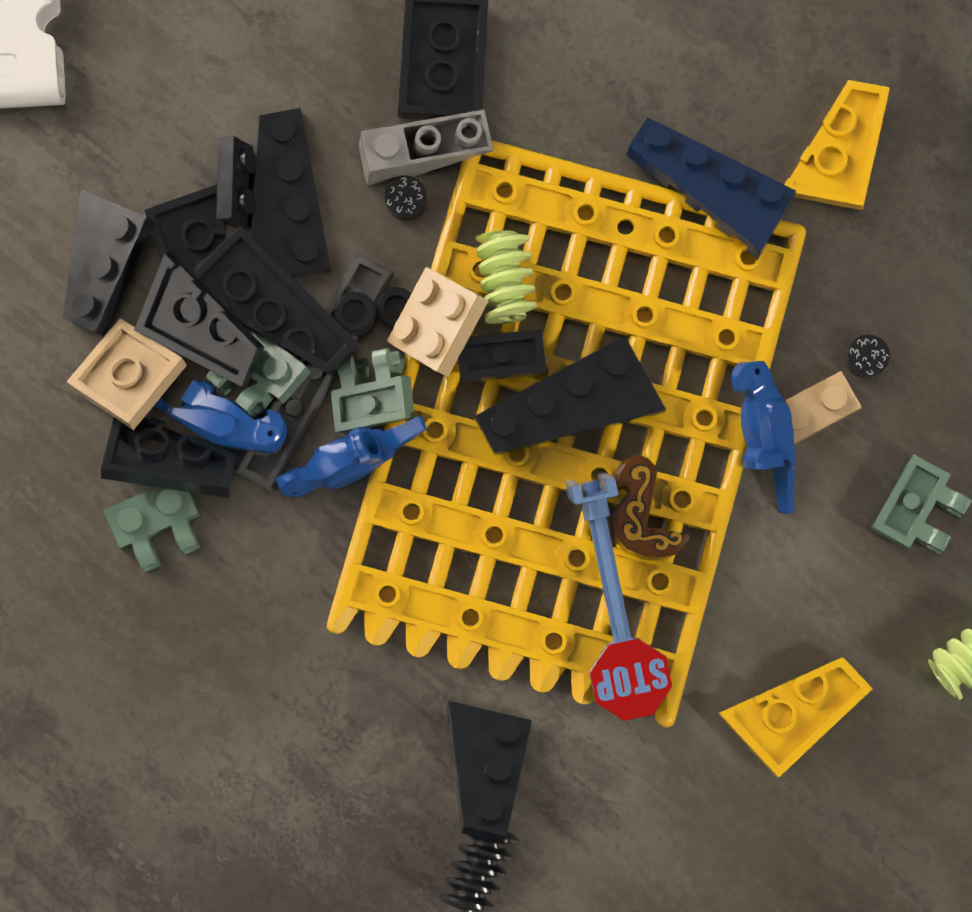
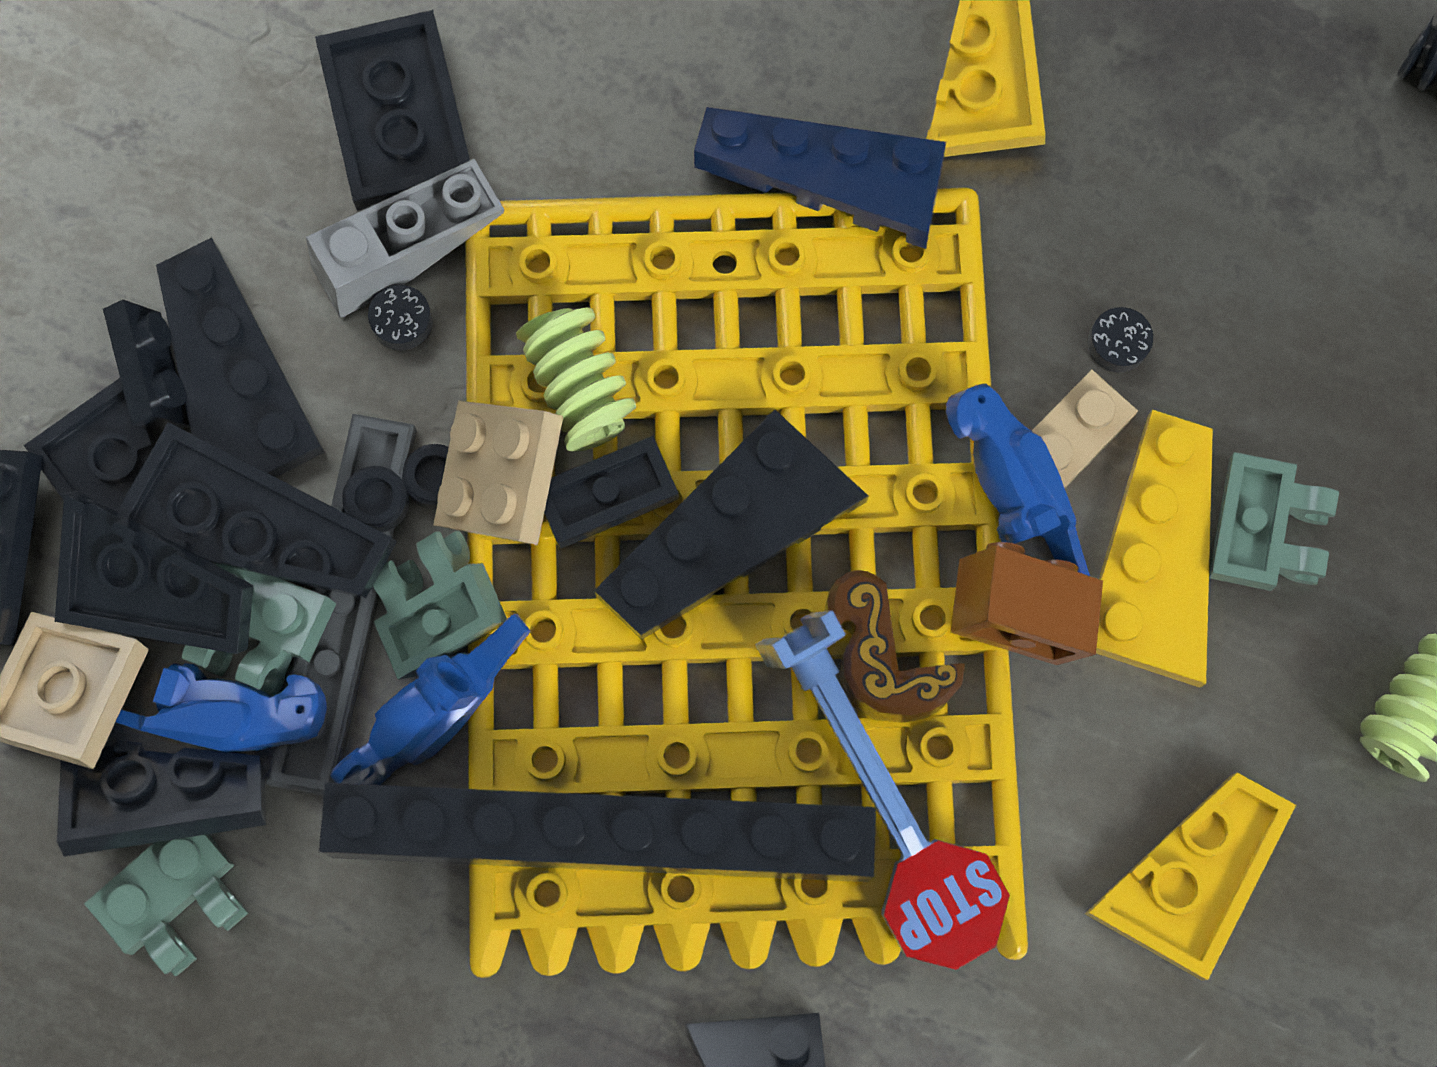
camera: 20 degrees left, 5 degrees down
(431, 567) = (598, 832): none -> black brick
(744, 509) = (1027, 604): none -> dark orange brick
(839, 511) = (1160, 555): none -> yellow wing

